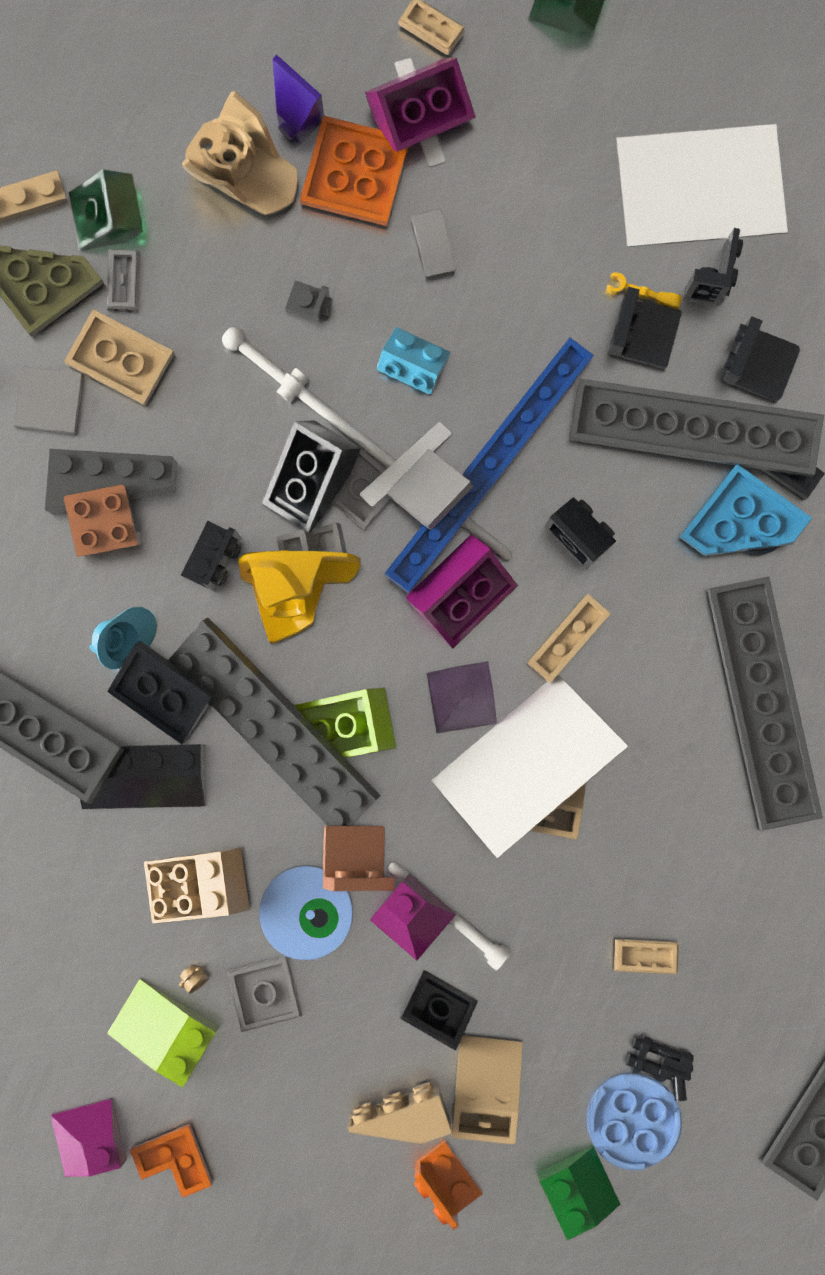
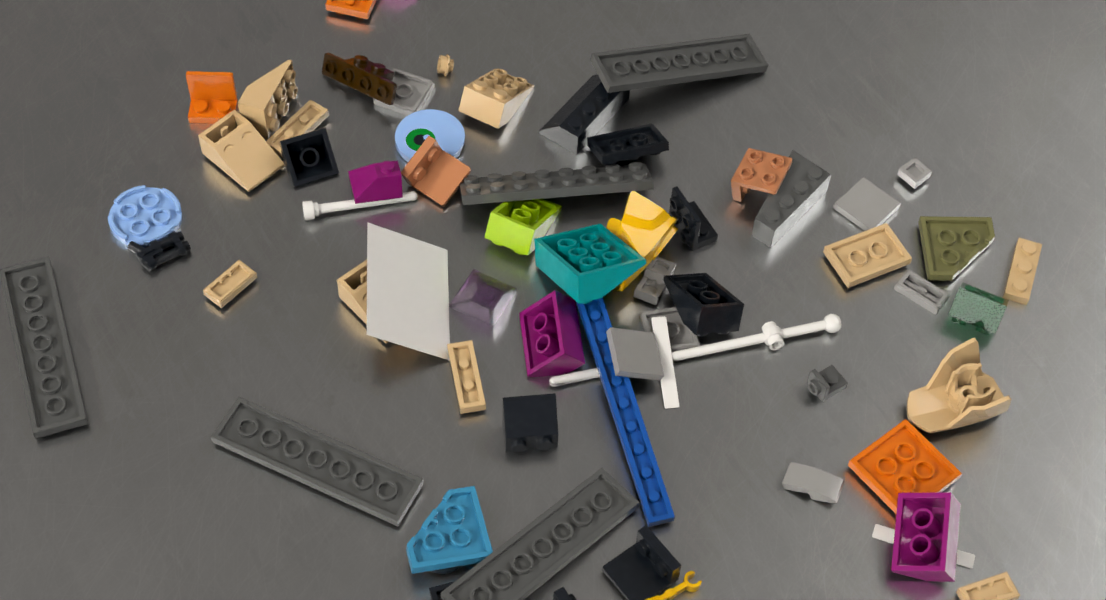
camera: 125 degrees right, 30 degrees down
(116, 637) = (681, 146): medium azure piece -> none
(163, 1032) = (426, 34): slope -> none
(281, 1050) = (362, 76): none -> dark brown bracket
(297, 102) = (985, 459): dark purple slope -> none
(359, 608) = (586, 261): none -> teal slope
(406, 1062) = (302, 122): none -> tan plate
(412, 360) = (736, 415): medium azure bracket -> none
(579, 1192) = (138, 158): green slope -> none

